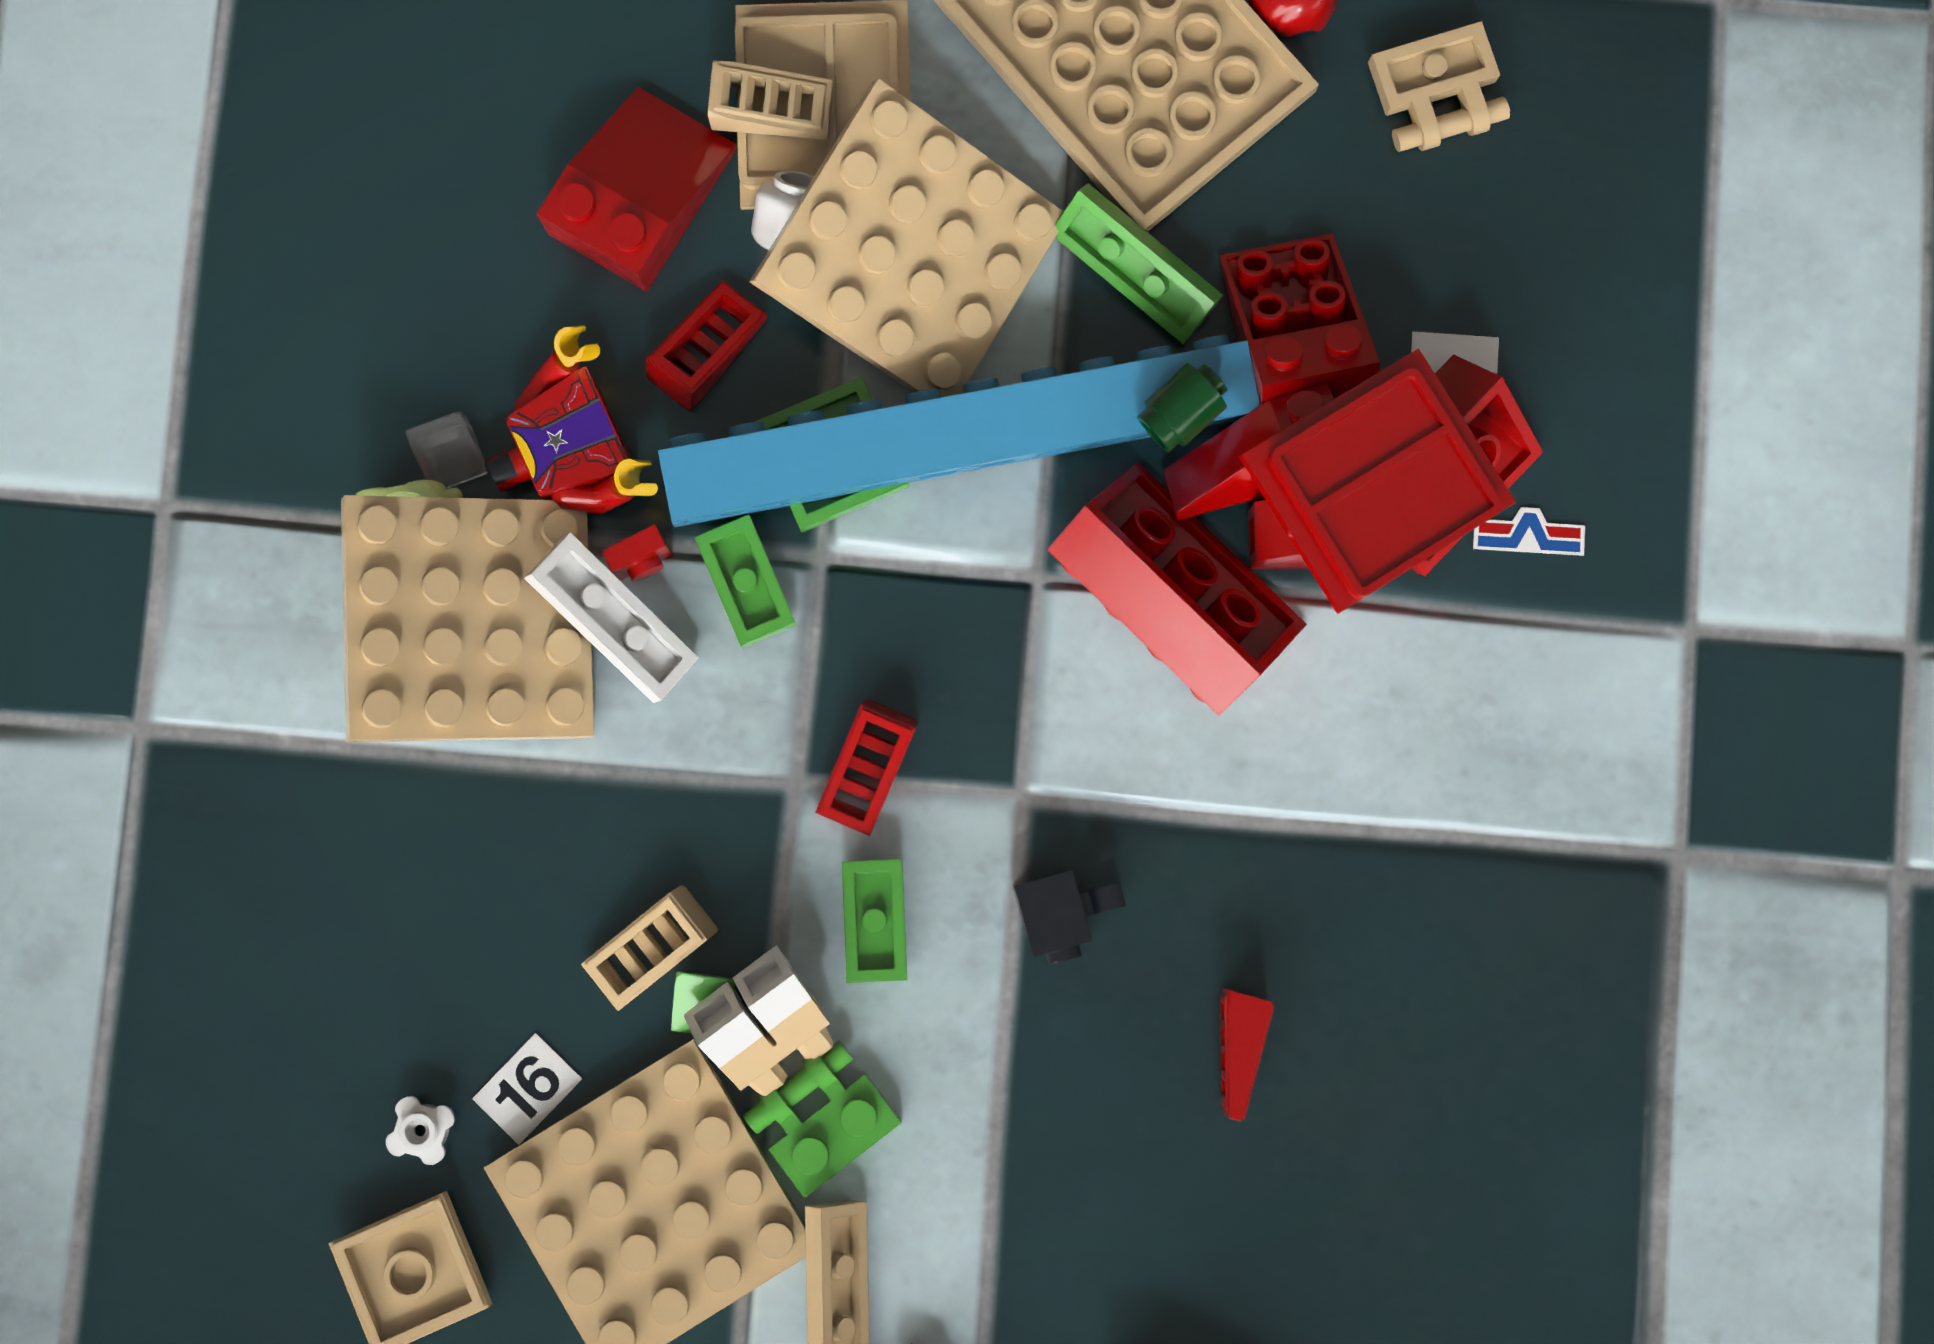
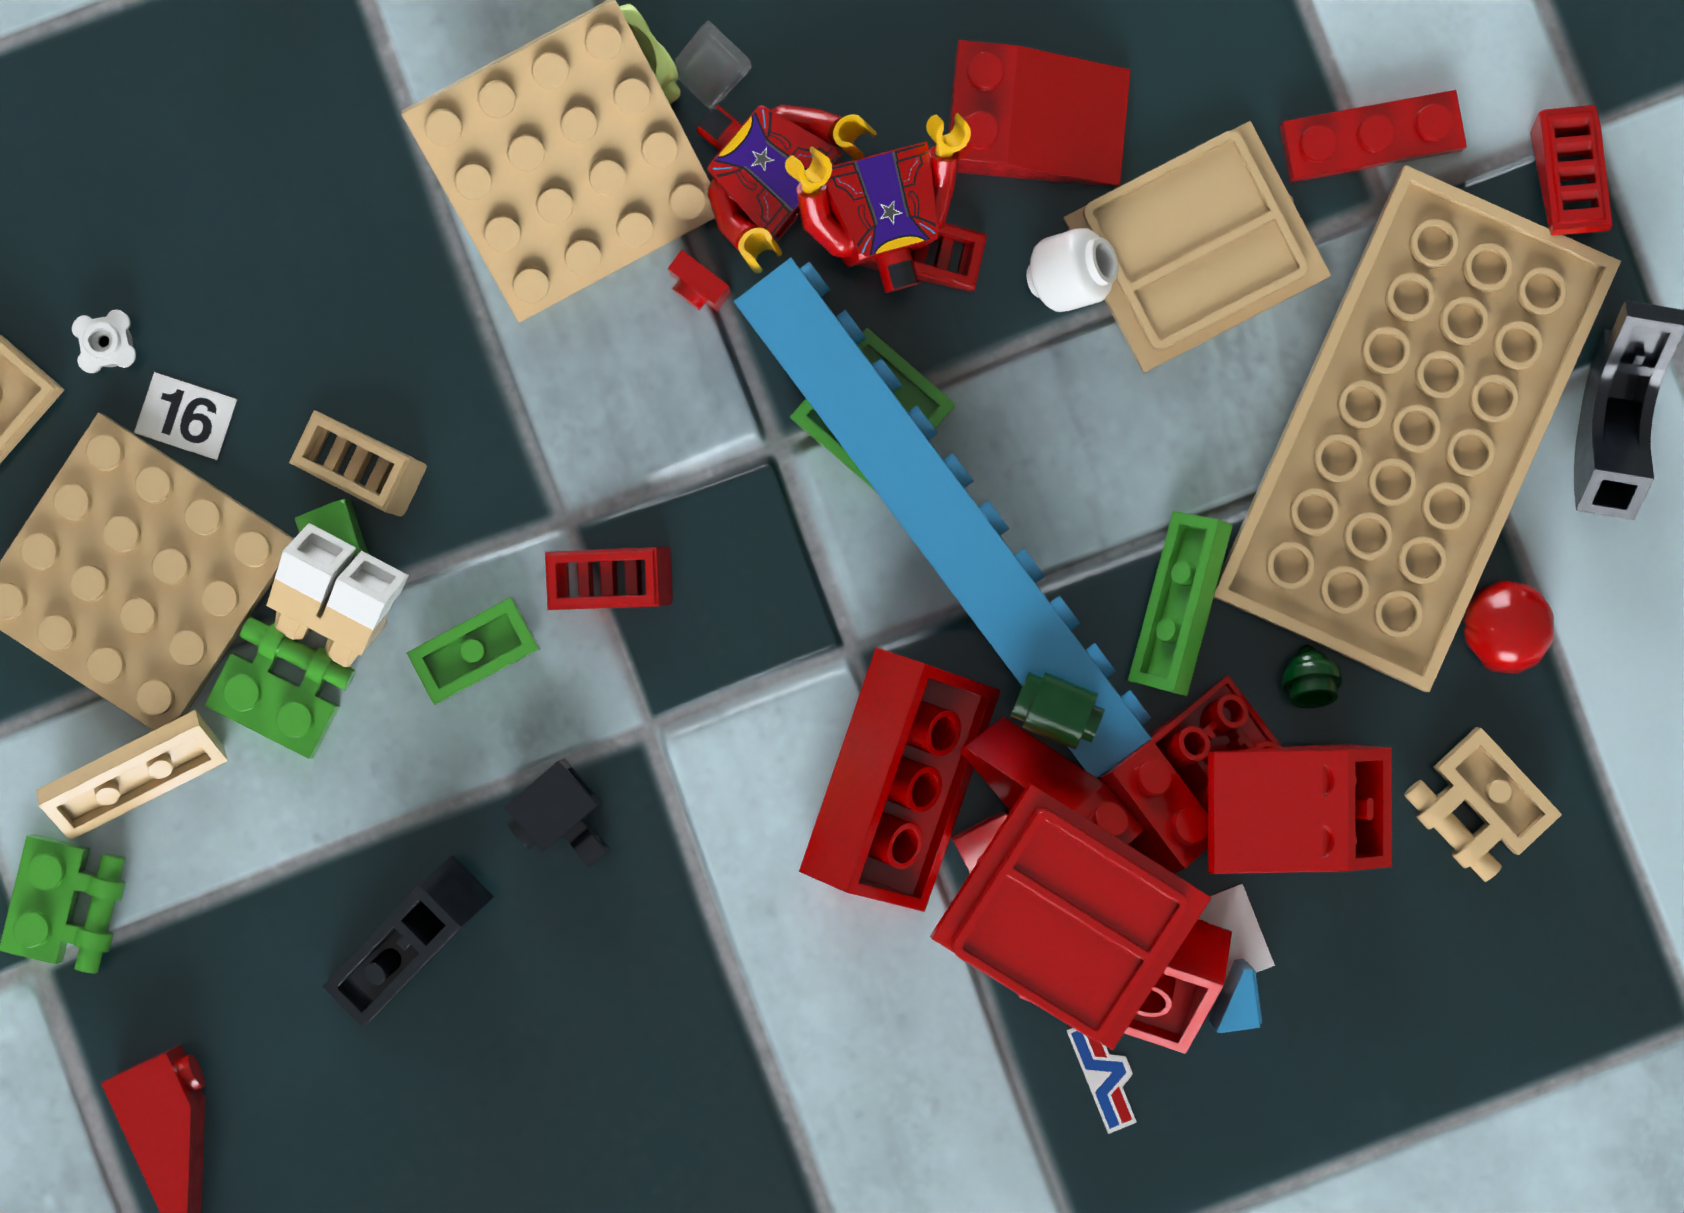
camera: 70 degrees right, 5 degrees up
(611, 617) = (628, 287): white plate -> none
(648, 346) = (882, 201): none -> torso
(745, 581) = (720, 389): bright green plate -> none
(752, 77) = (1141, 183): tan slope -> none
(909, 245) = (1094, 390): tan plate -> none
(1115, 1110) = (407, 940): none -> black slope
(1243, 1036) = (527, 1024): red slope -> none
(1258, 182) = (1311, 679): none -> dark green plate
(1373, 238) = (1300, 809): none -> red slope
(1523, 376) = (1238, 1001): none -> dark azure slope

